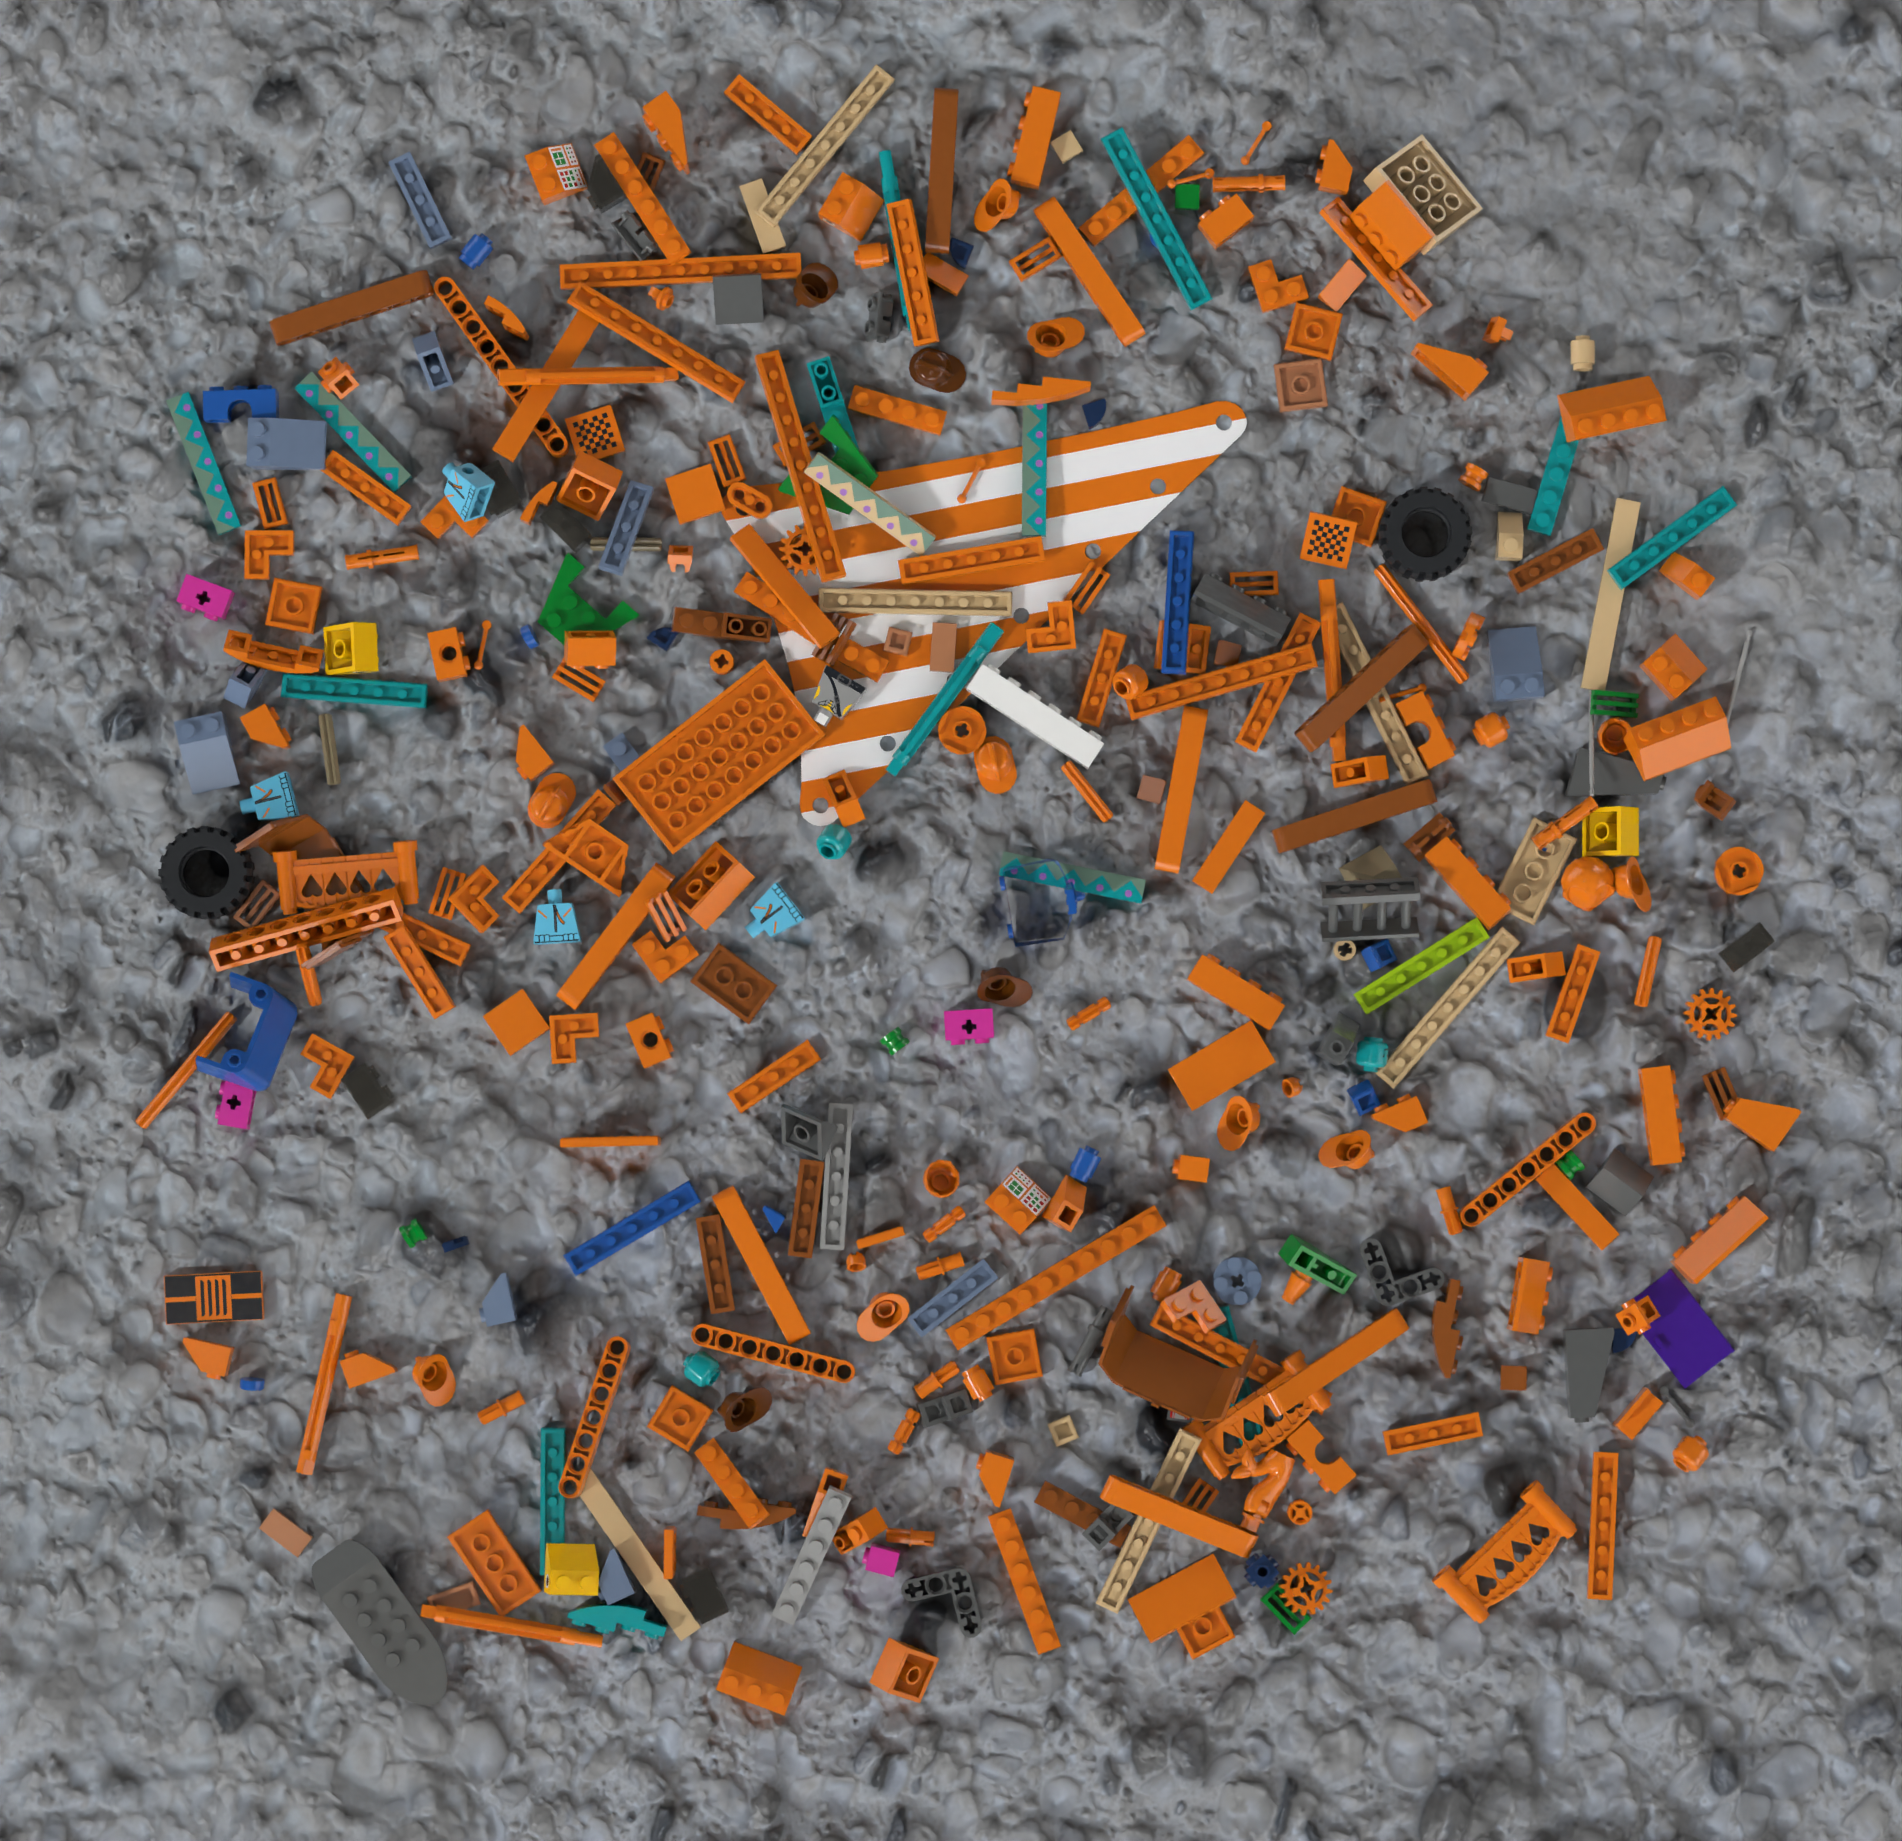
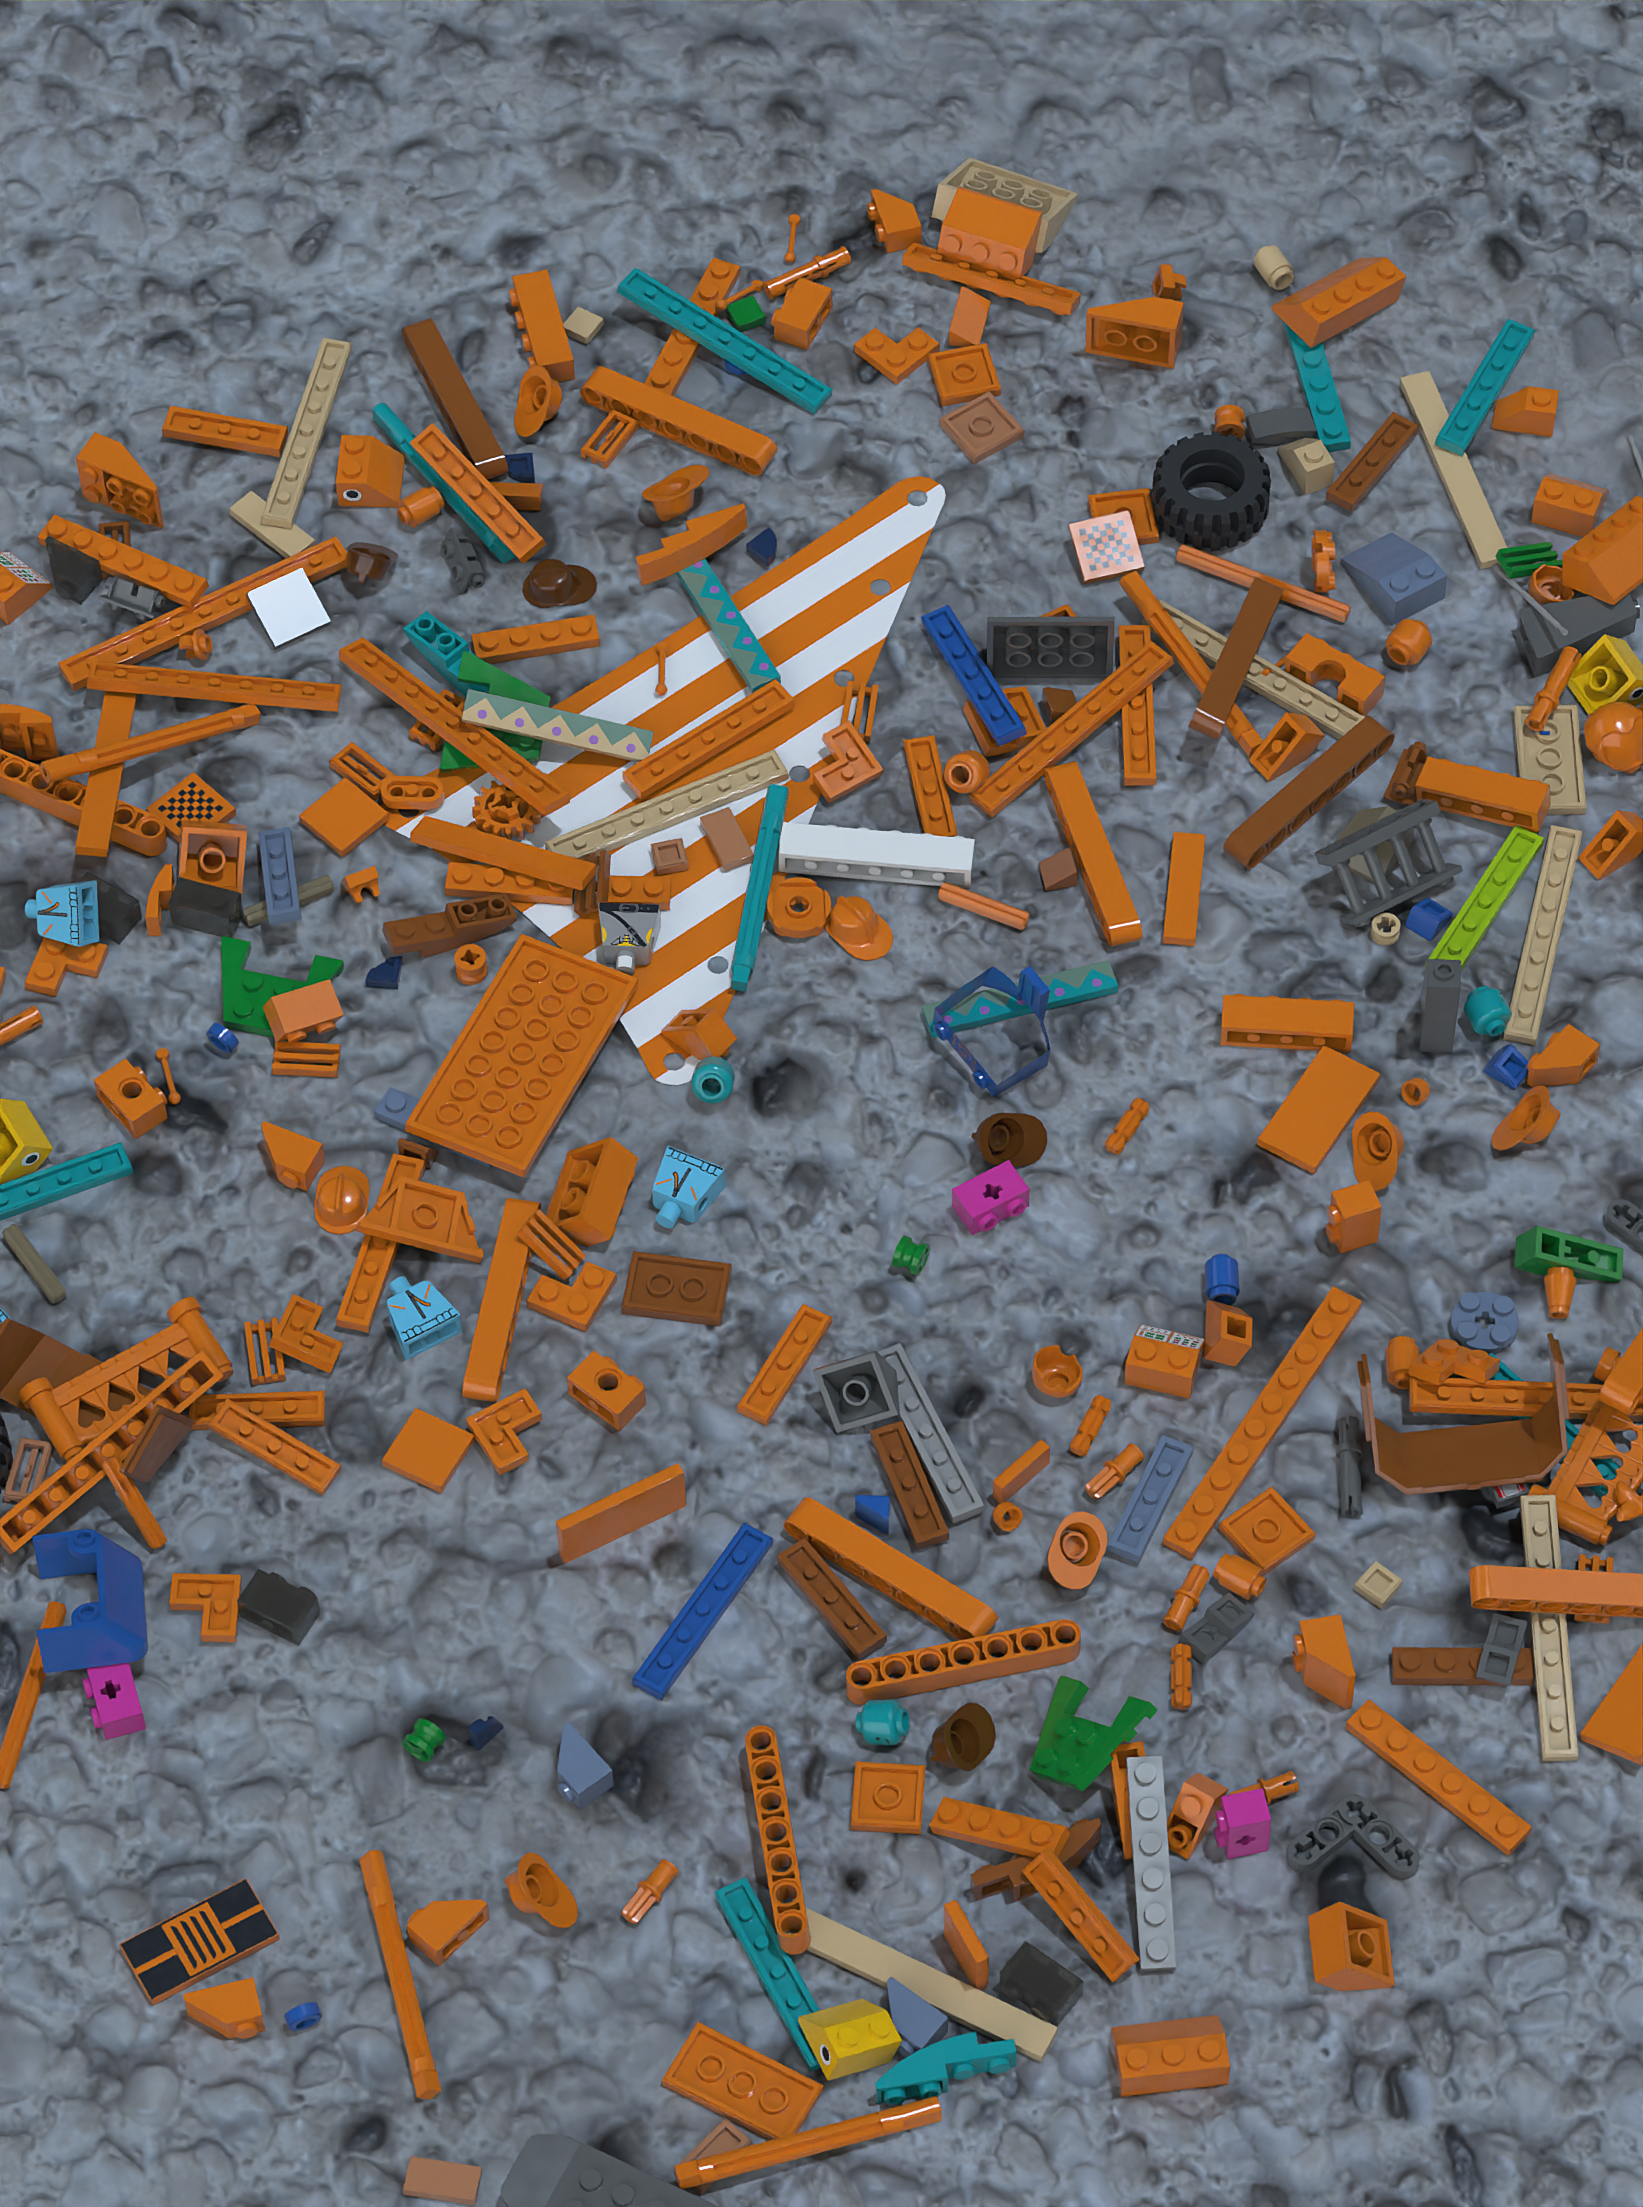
camera: 30 degrees left, 30 degrees down
(749, 1568) = (1080, 1914): none -> orange tile
(806, 1452) = (1077, 1749): none -> green wing

